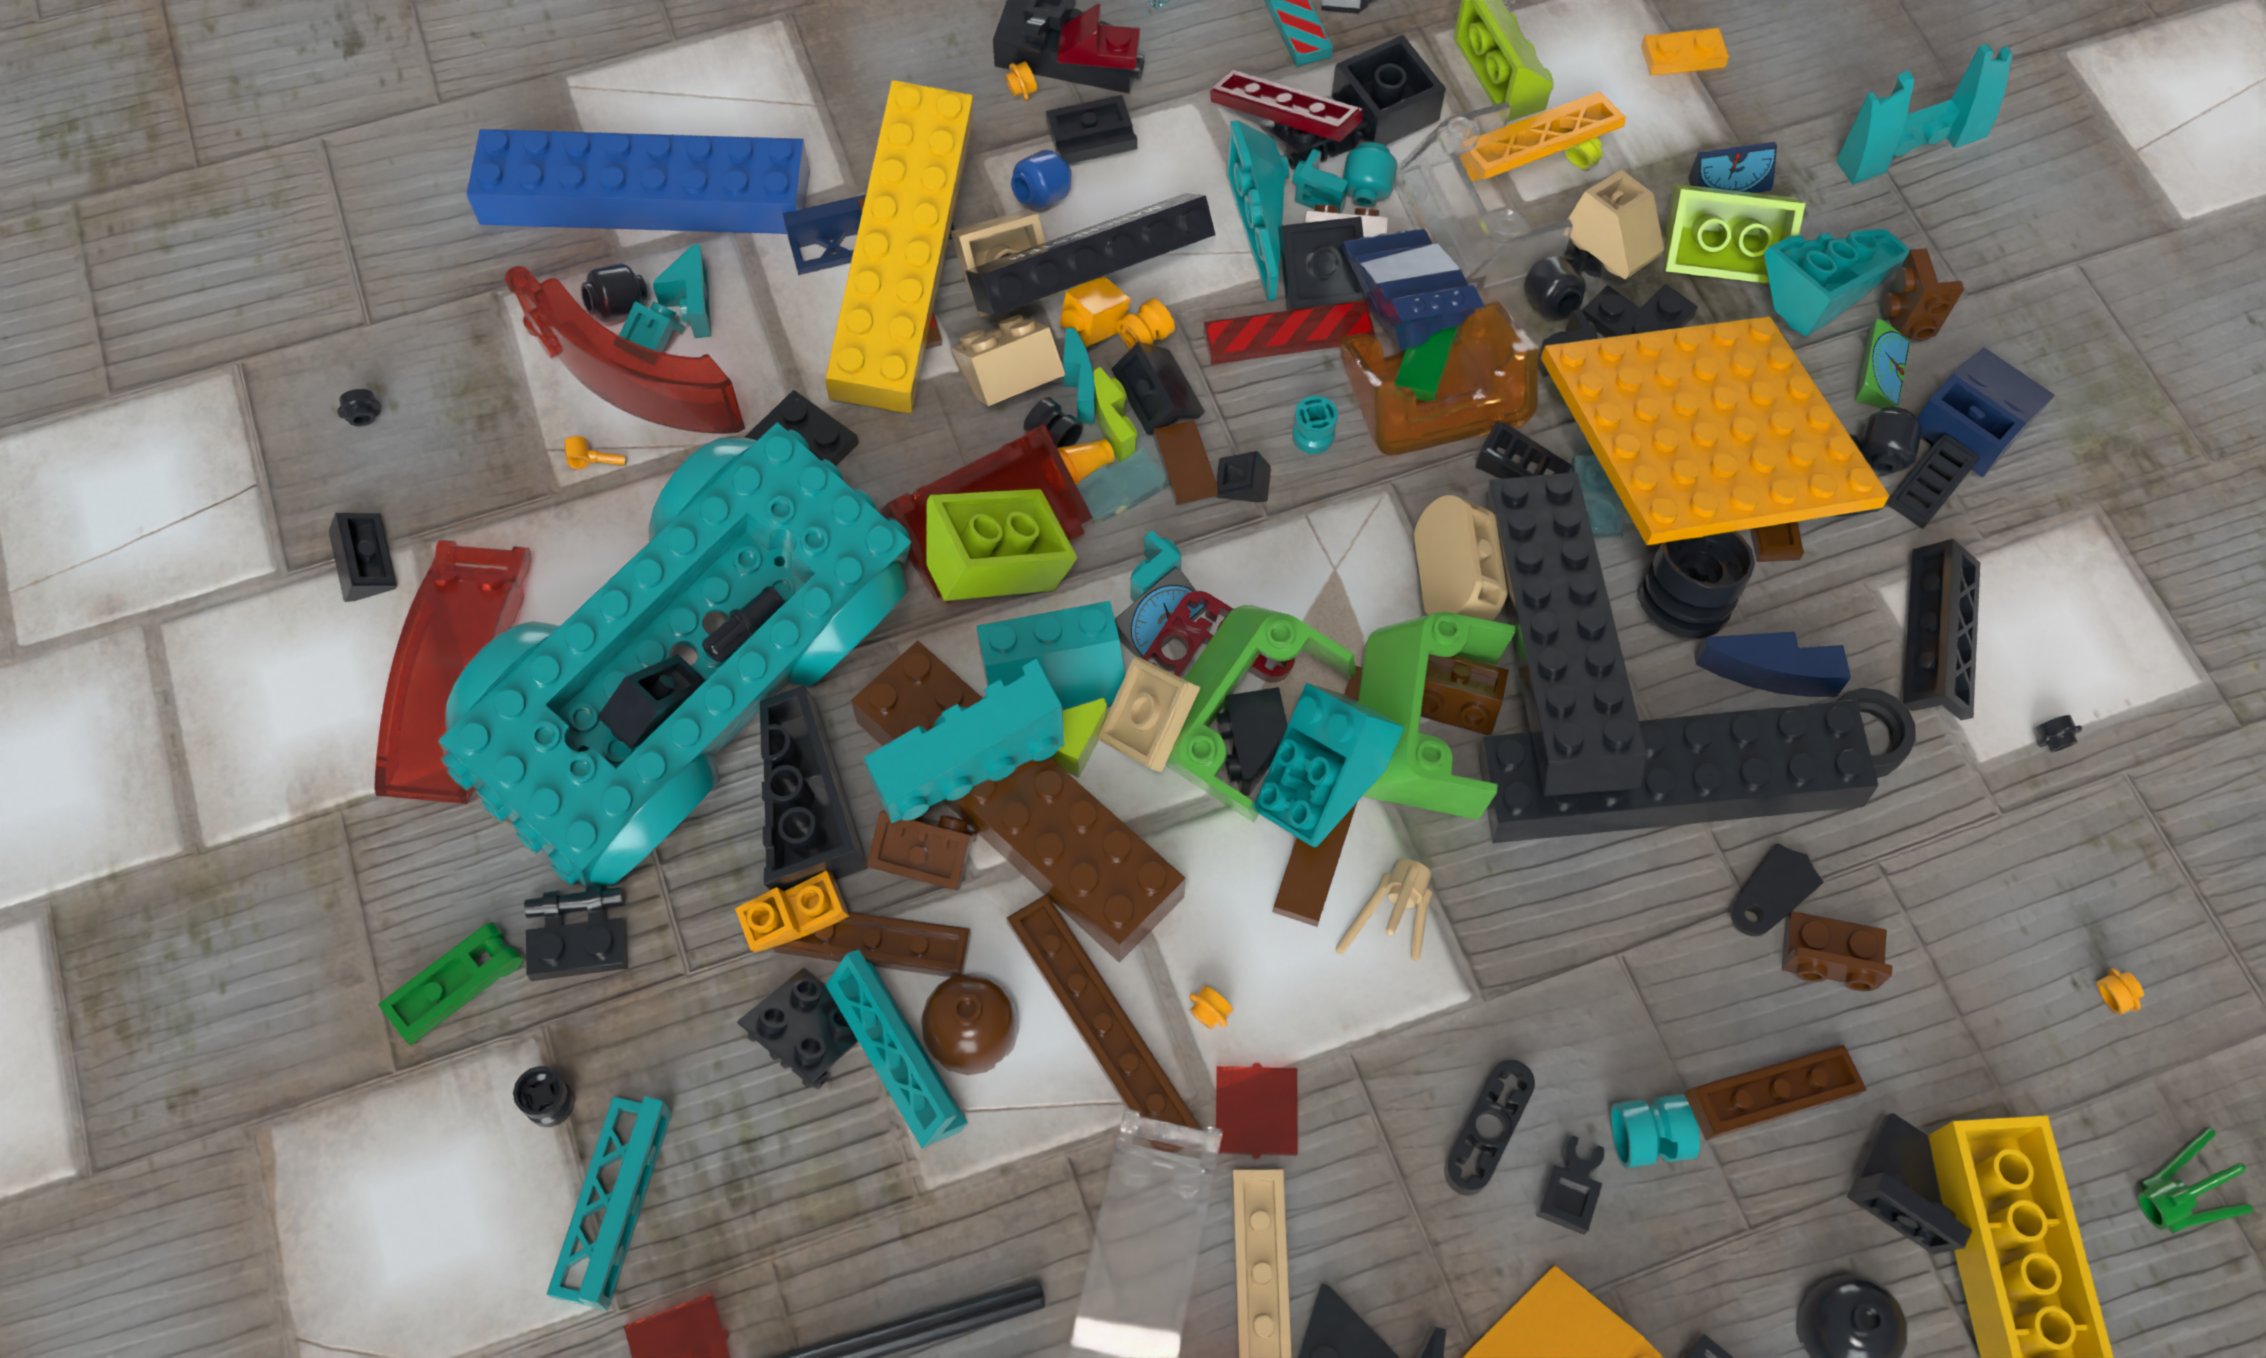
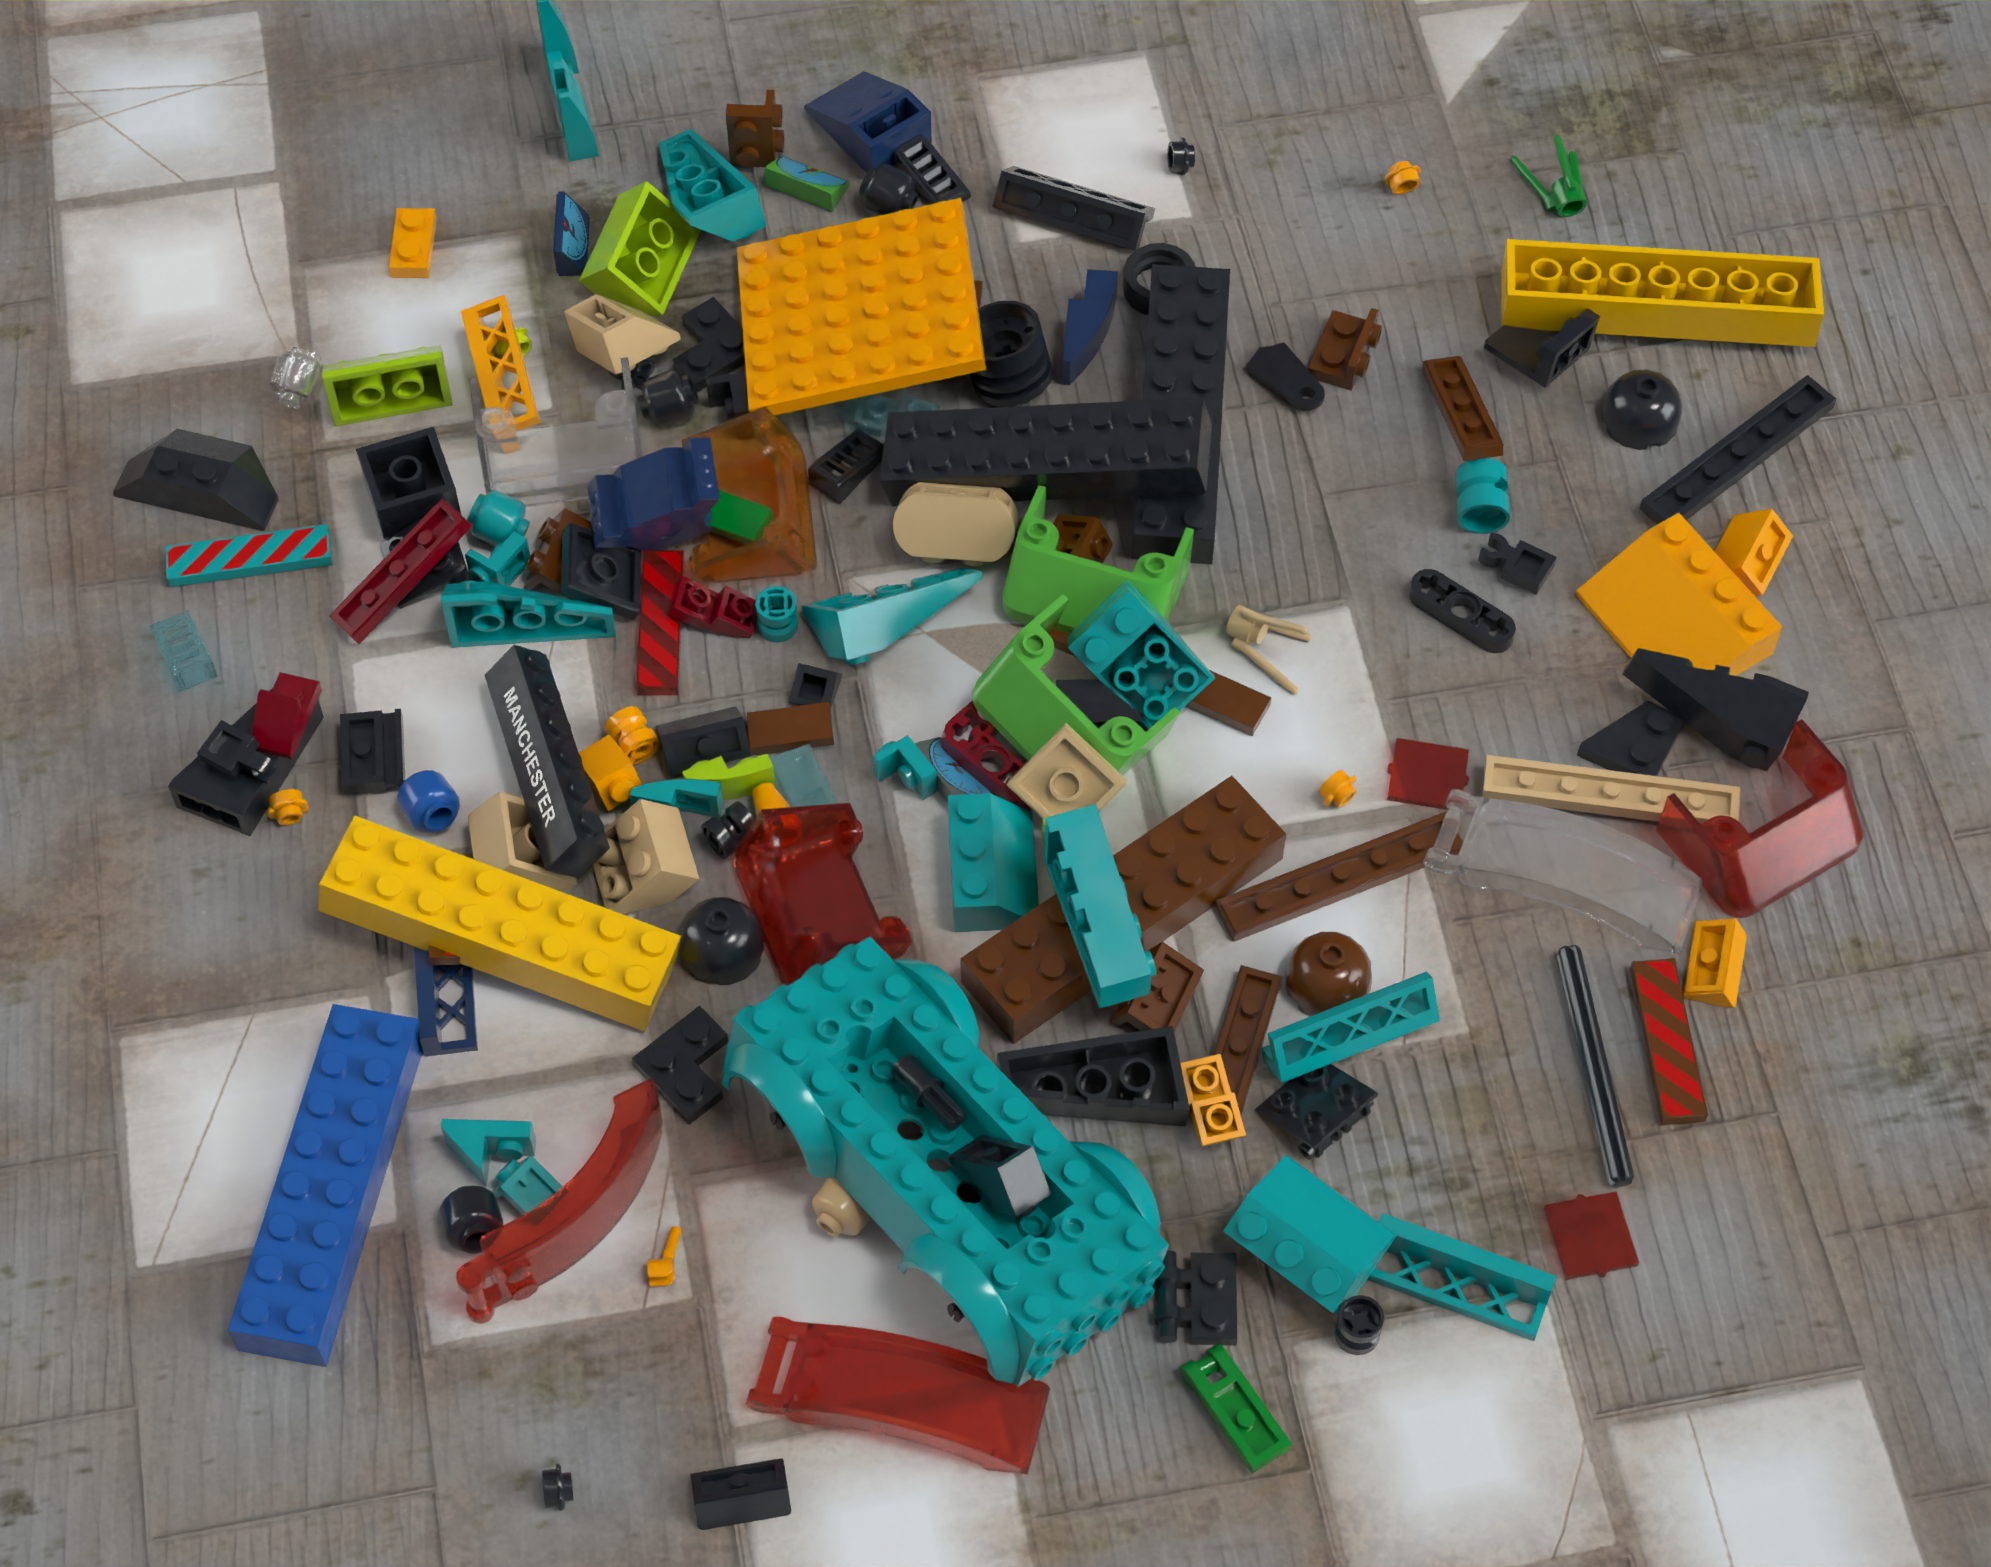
camera: 80 degrees left, 5 degrees down
(631, 1026) = (1310, 1233): none -> teal slope
(930, 440) = (721, 941): none -> black cylinder
(995, 544) = (875, 876): lime slope -> none
(1310, 365) = (720, 612): none -> dark red slope
(1324, 503) = (866, 623): none -> teal wedge

